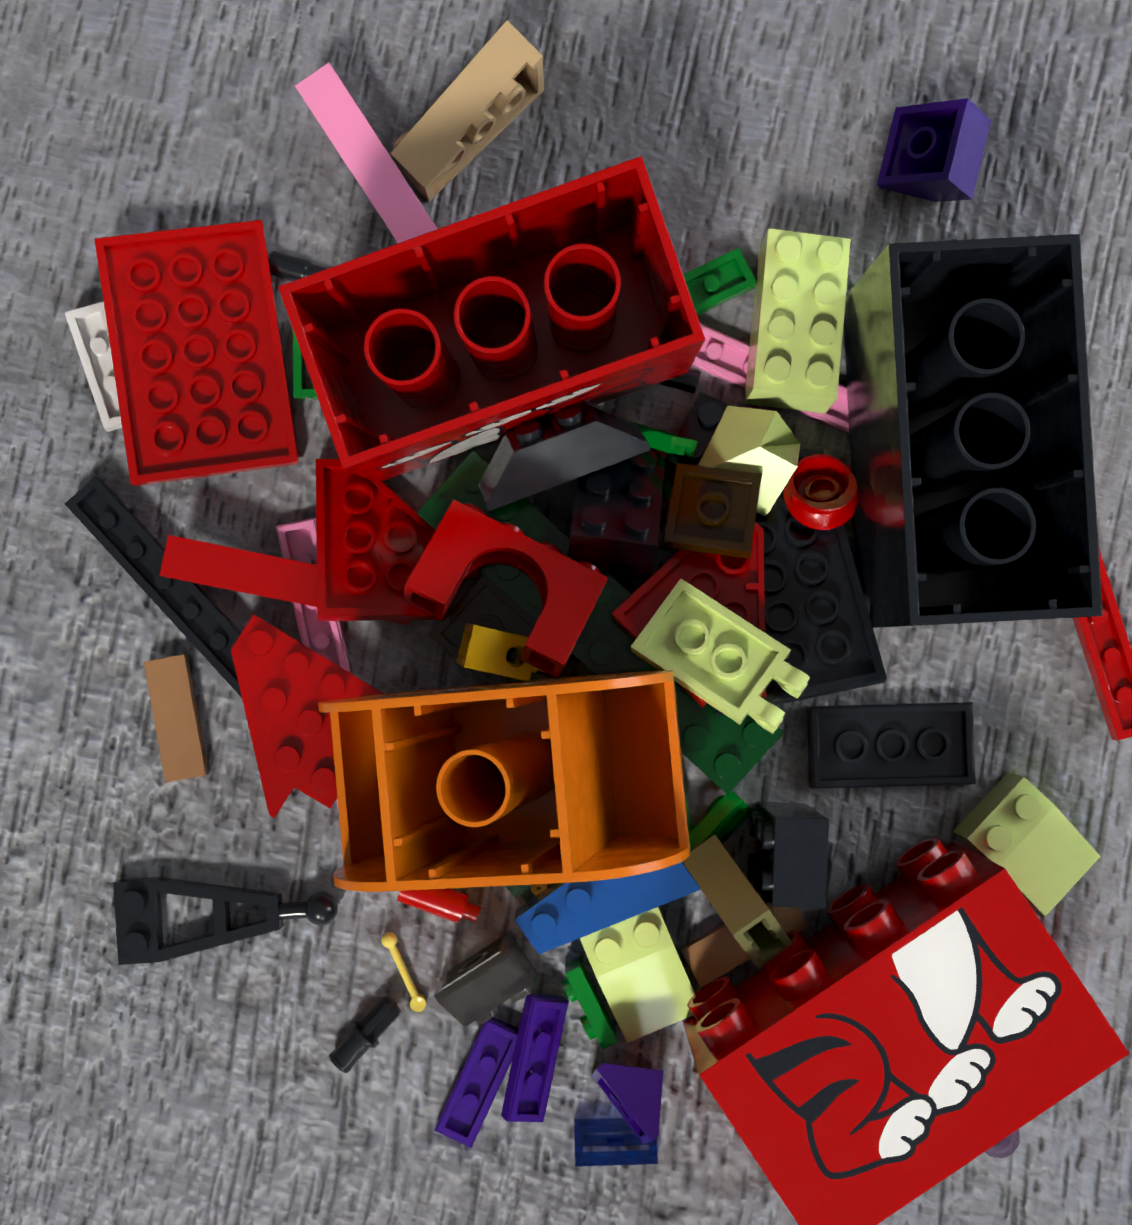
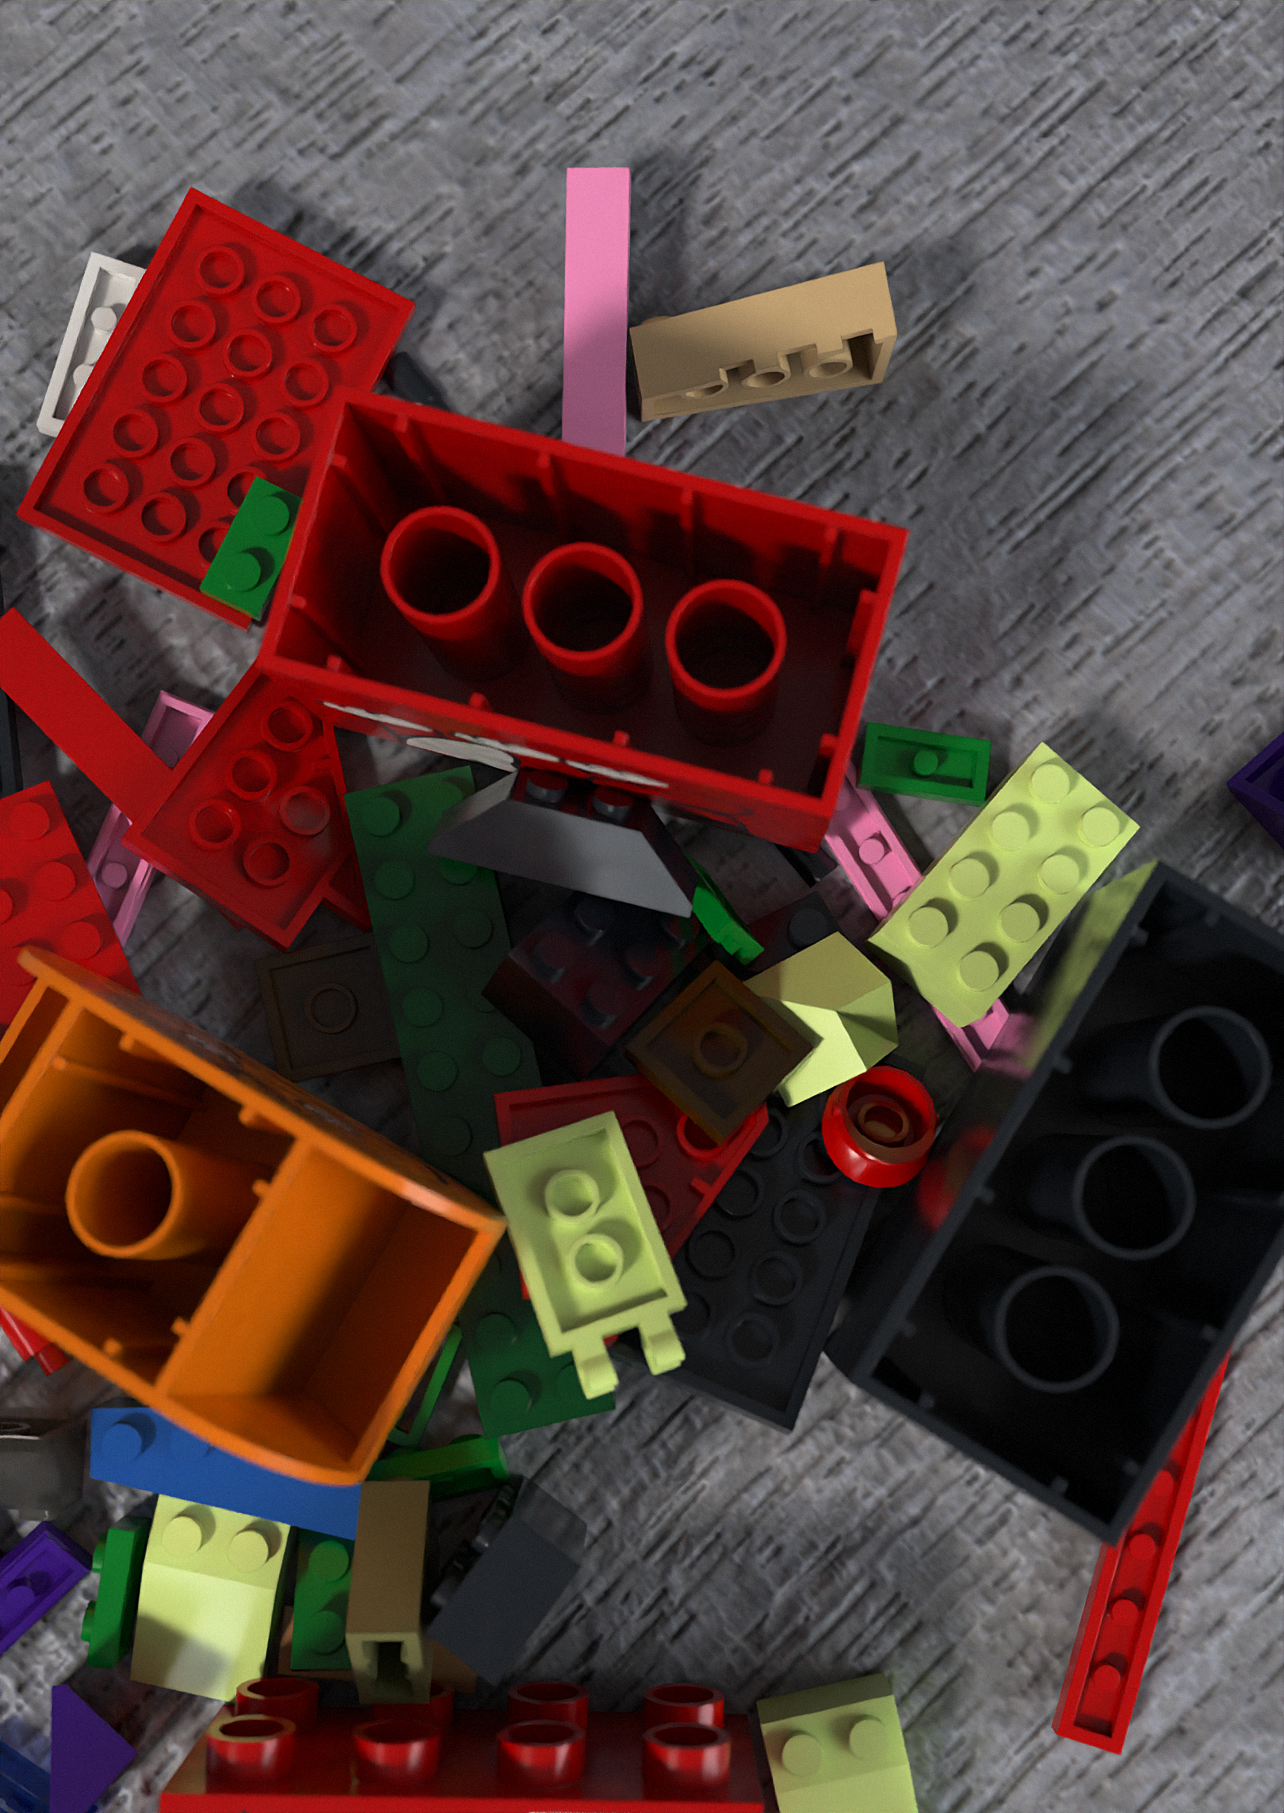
camera: 35 degrees right, 5 degrees down
(274, 413) = (254, 550): none -> green plate
(472, 540) = (380, 875): red arch -> none
(486, 651) = (307, 1026): yellow torso -> none
(702, 933) = (321, 1603): none -> green plate
(891, 745) = (752, 1526): black tile -> none

